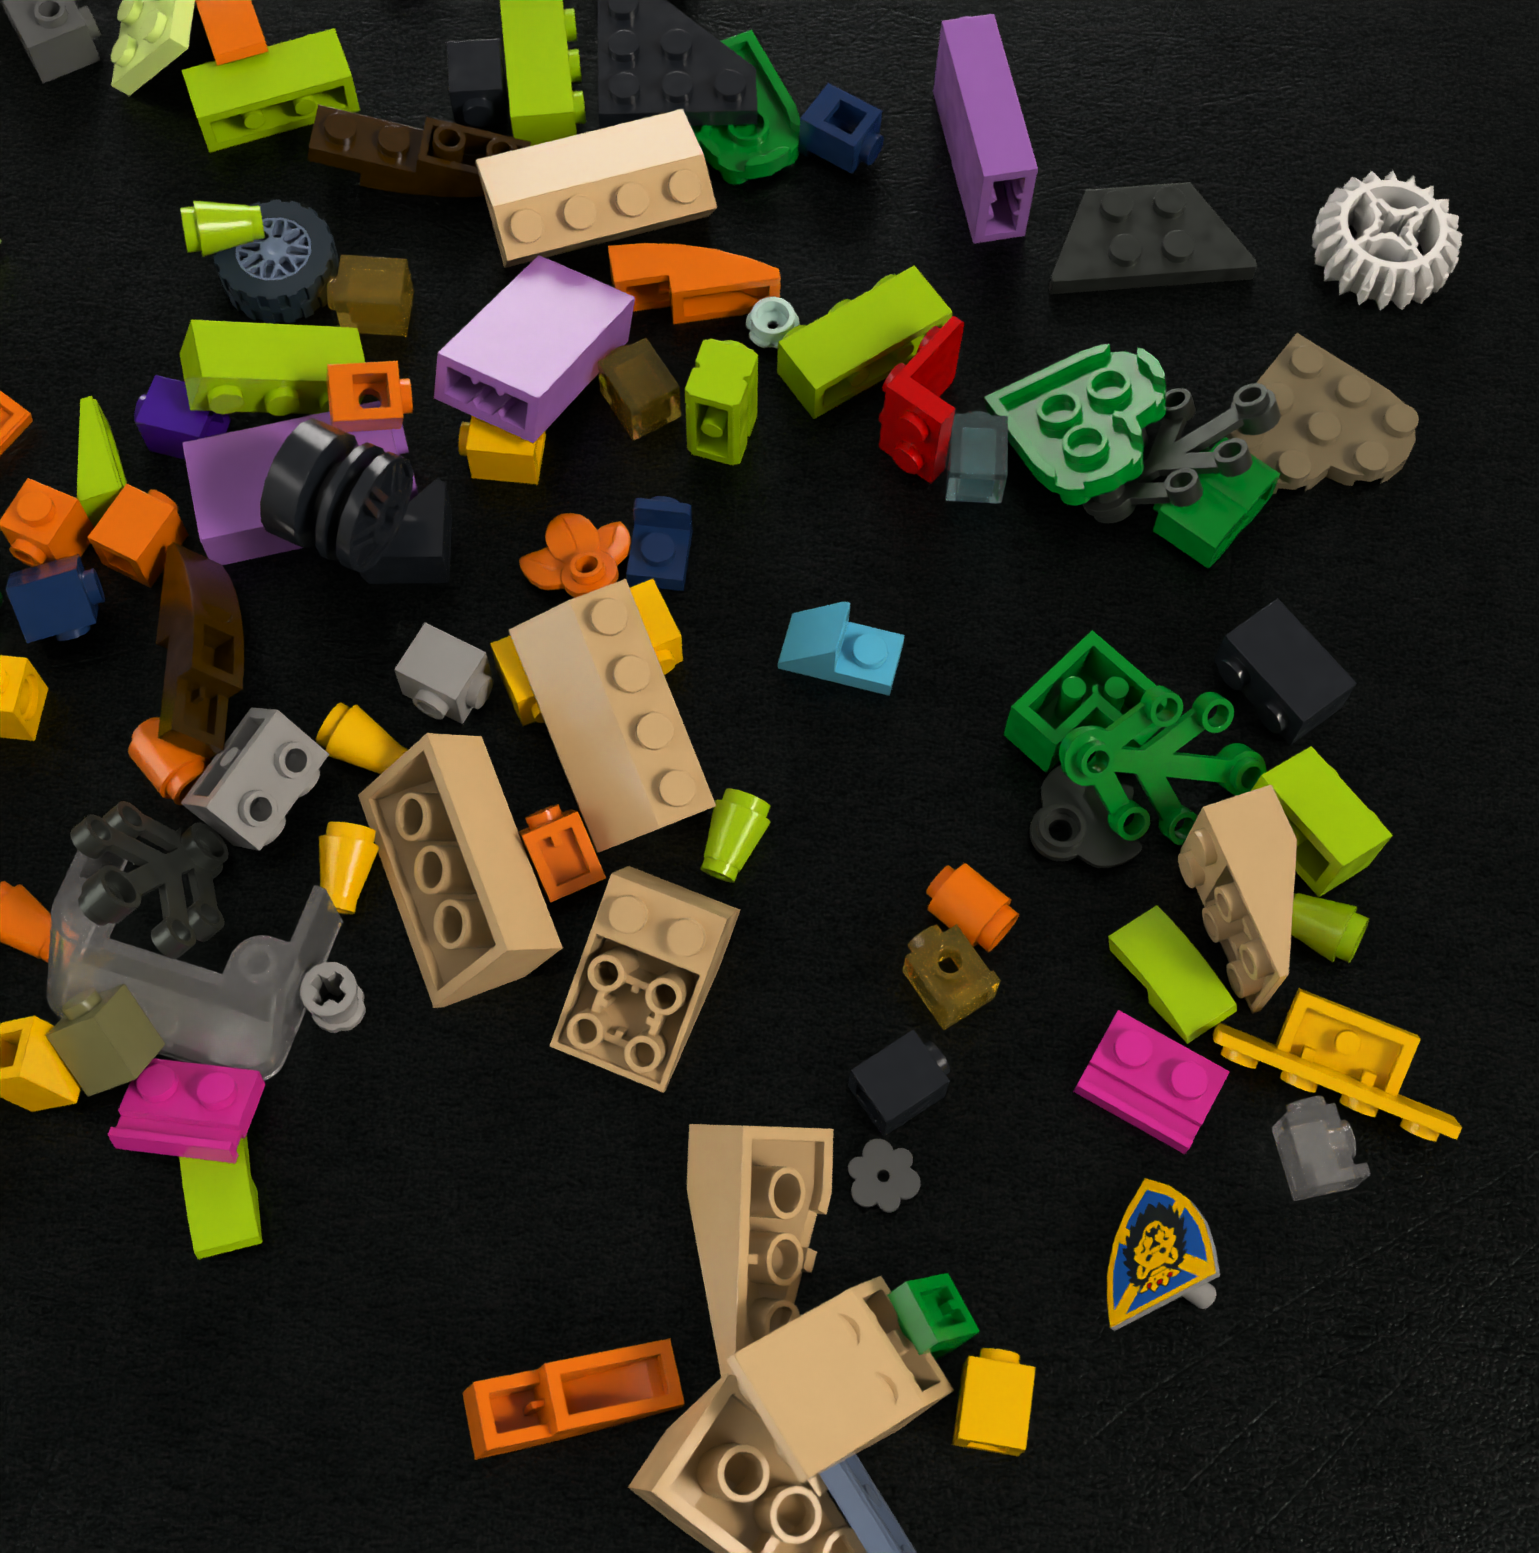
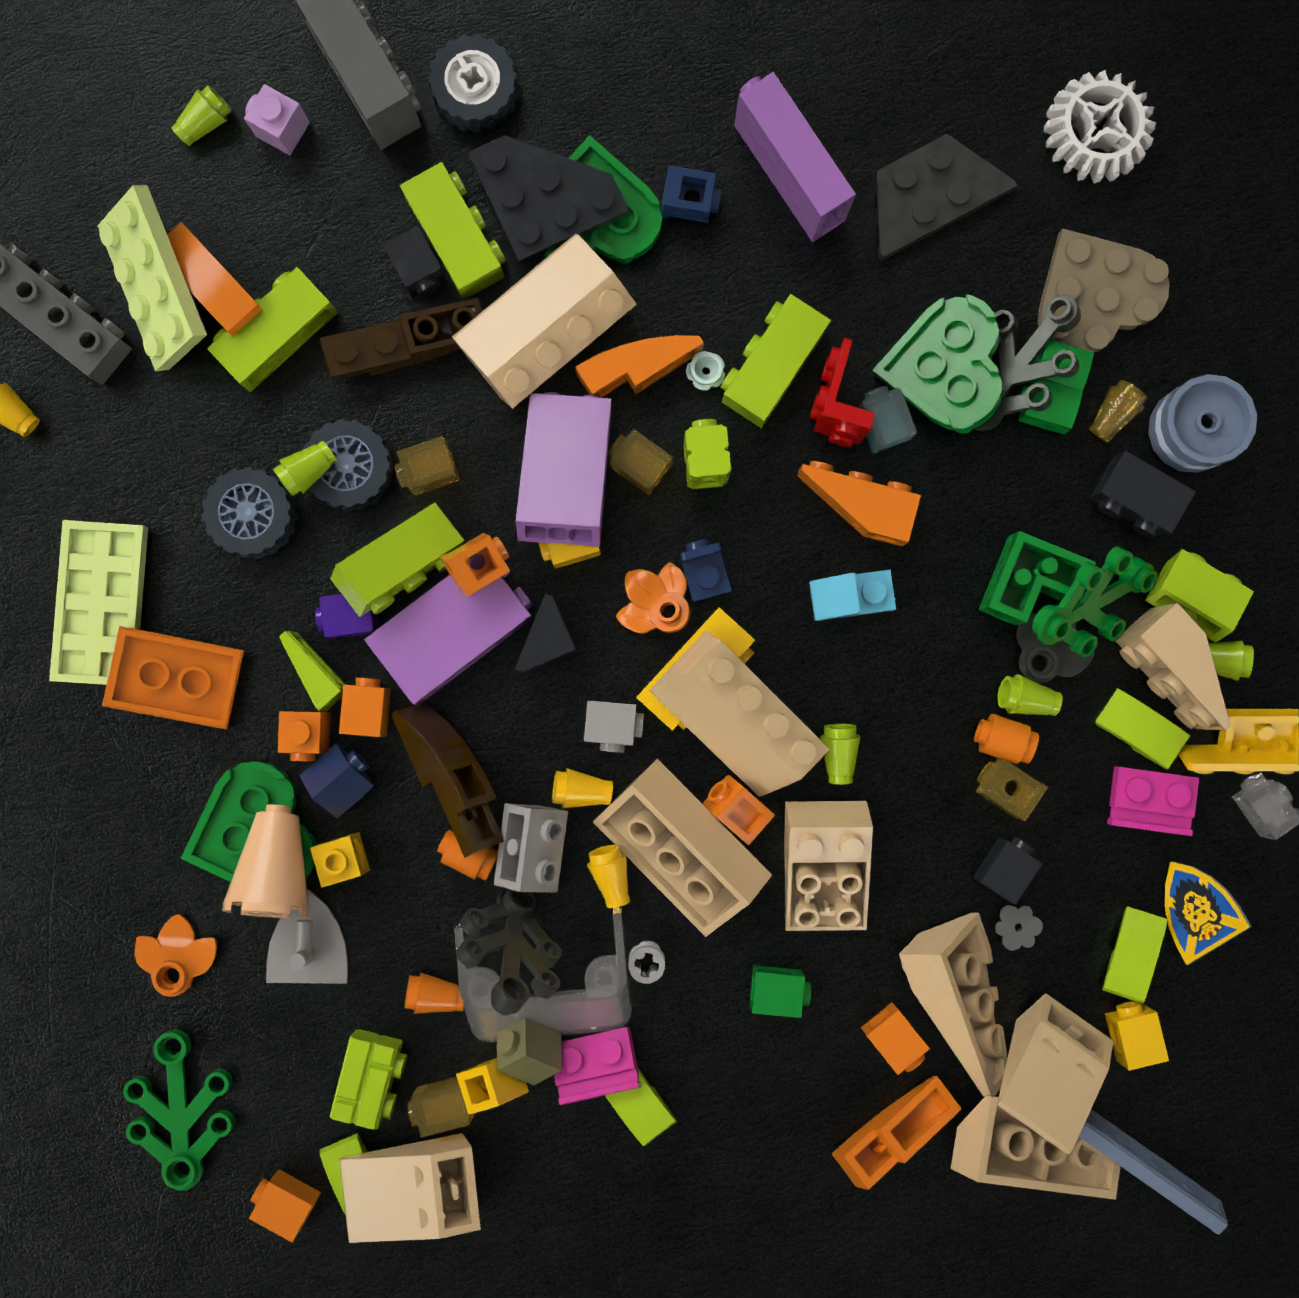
camera: 20 degrees left, 20 degrees up
(149, 252) = (249, 513): none -> black wheel
(336, 495) = (499, 651): black wheel -> none
(496, 1115) = (779, 991): none -> green brick
(633, 1256) = (896, 1039): none -> orange brick
(911, 549) = (871, 508): none -> orange slope
(933, 1315) = (1086, 1005): green bracket -> none
(1026, 867) = (1025, 696): none -> lime cone
(1037, 1282) = (1135, 954): none -> lime slope
(1291, 560) = (1117, 410): none -> clear yellow cone
(1396, 610) = (1202, 423): none -> sand blue wheel

